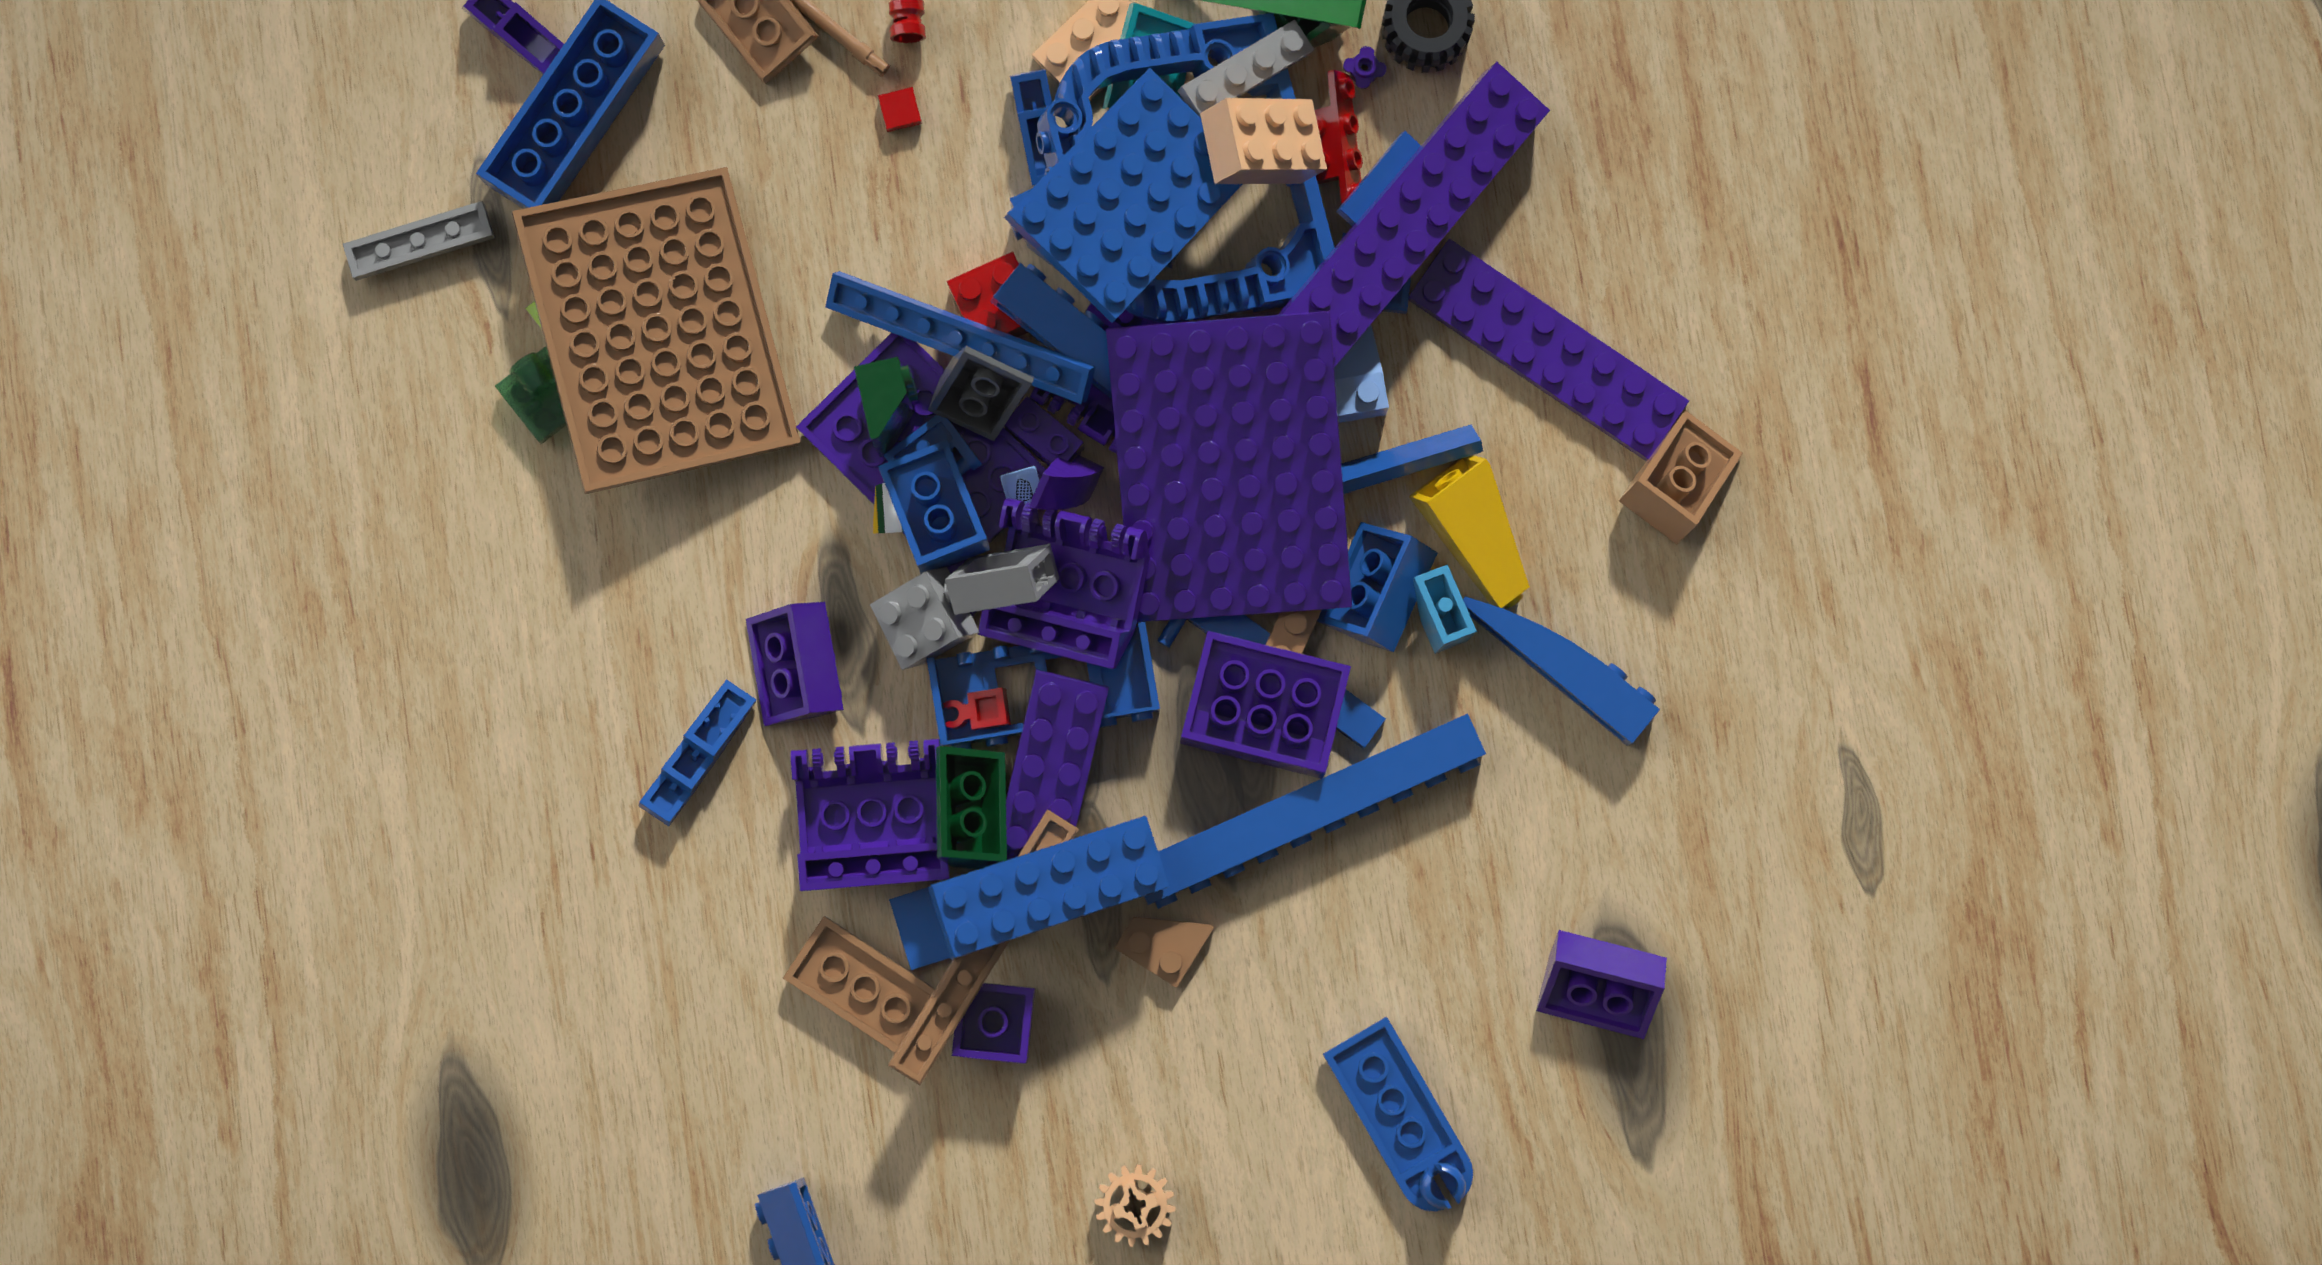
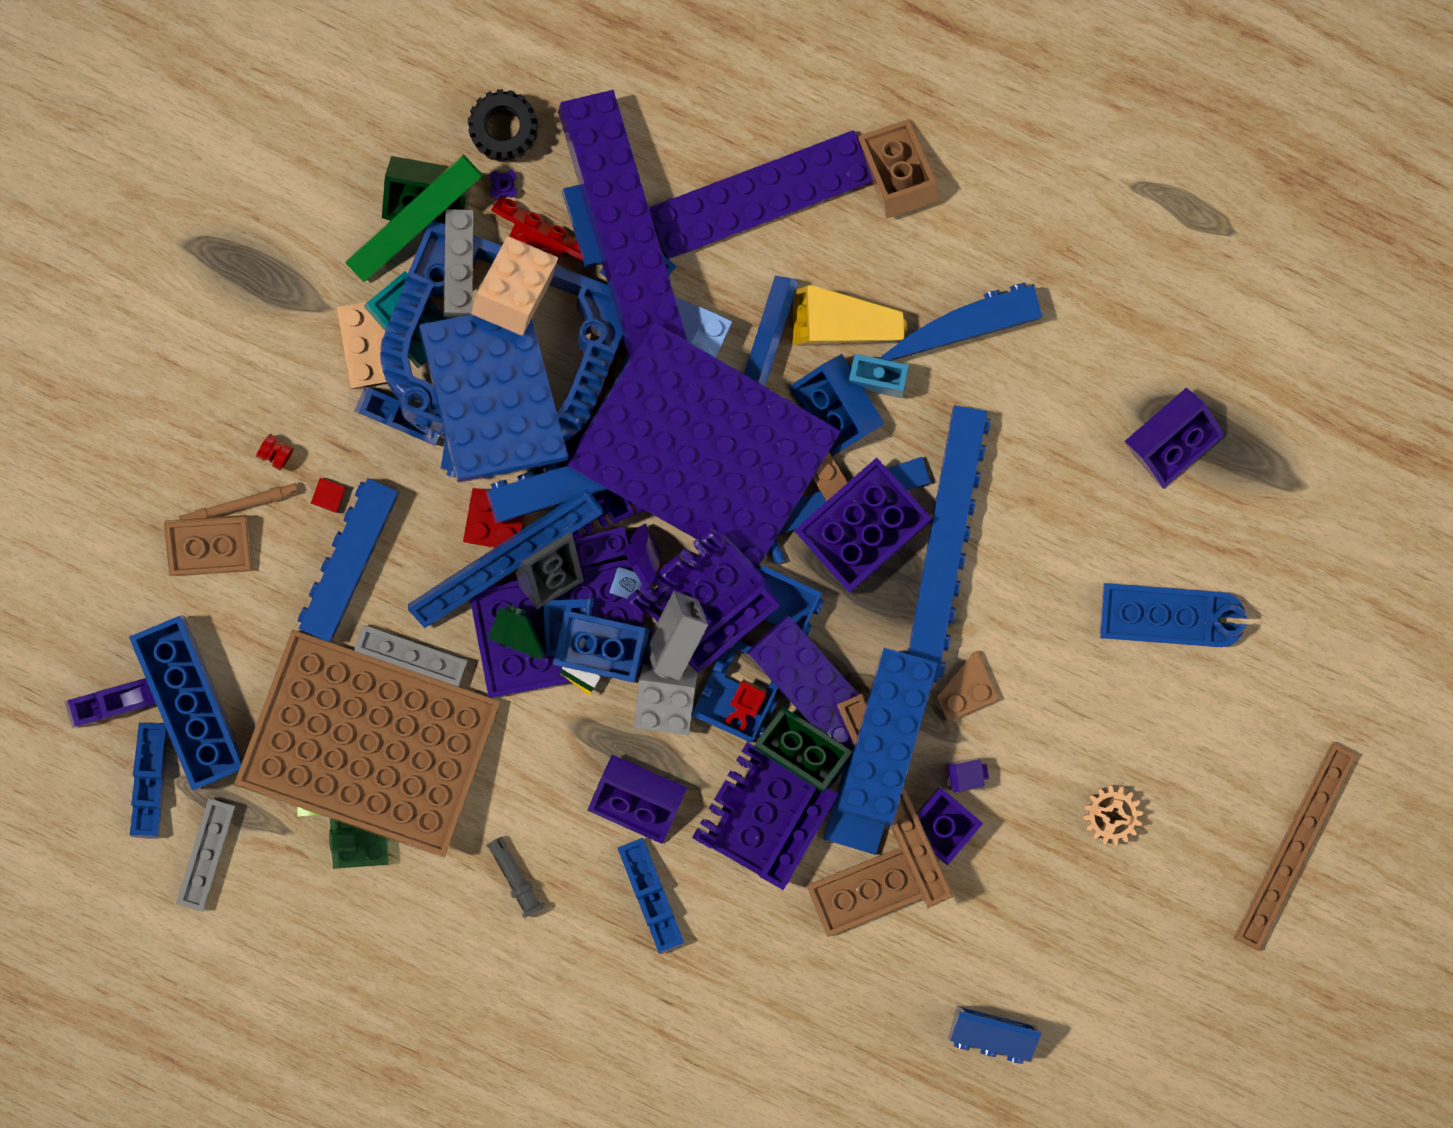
camera: 55 degrees left, 5 degrees up
(457, 127) = (148, 780): none -> blue slope
(609, 605) = (520, 887): none -> dark grey pin
(785, 313) = (411, 655): none -> light grey plate
(843, 176) = (348, 560): none -> blue brick
(1069, 1009) = (967, 774): none -> dark purple slope

